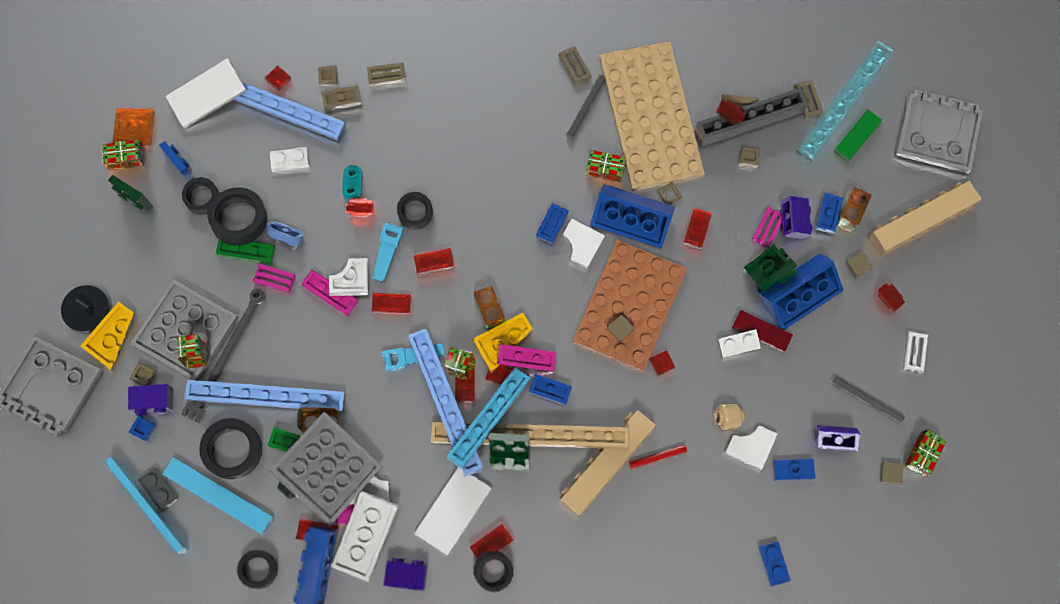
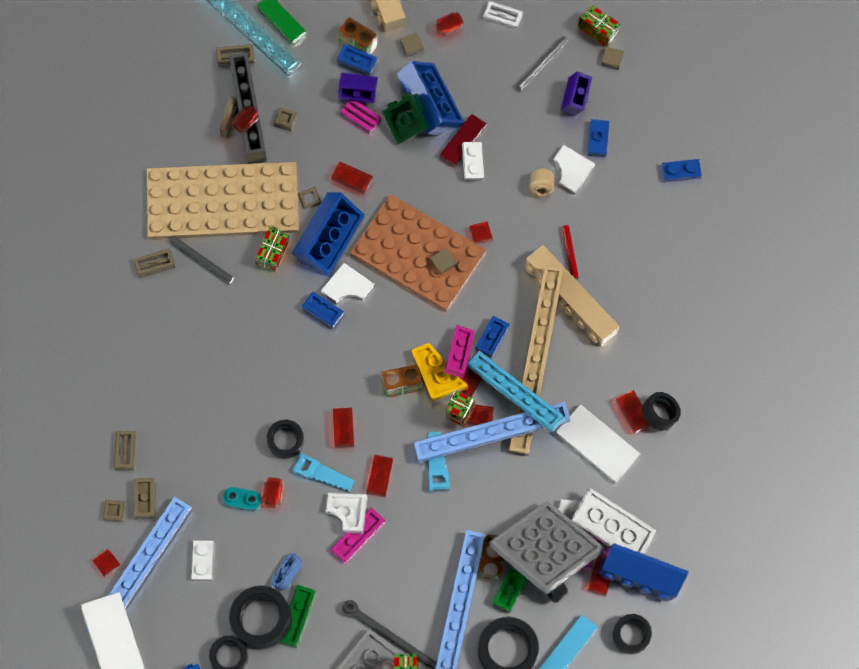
camera: 85 degrees left, 5 degrees down
(259, 273) = (347, 577): dark pink tile -> none
(406, 575) = (655, 493): dark purple brick -> none
(509, 451) = (551, 379): dark green plate -> none

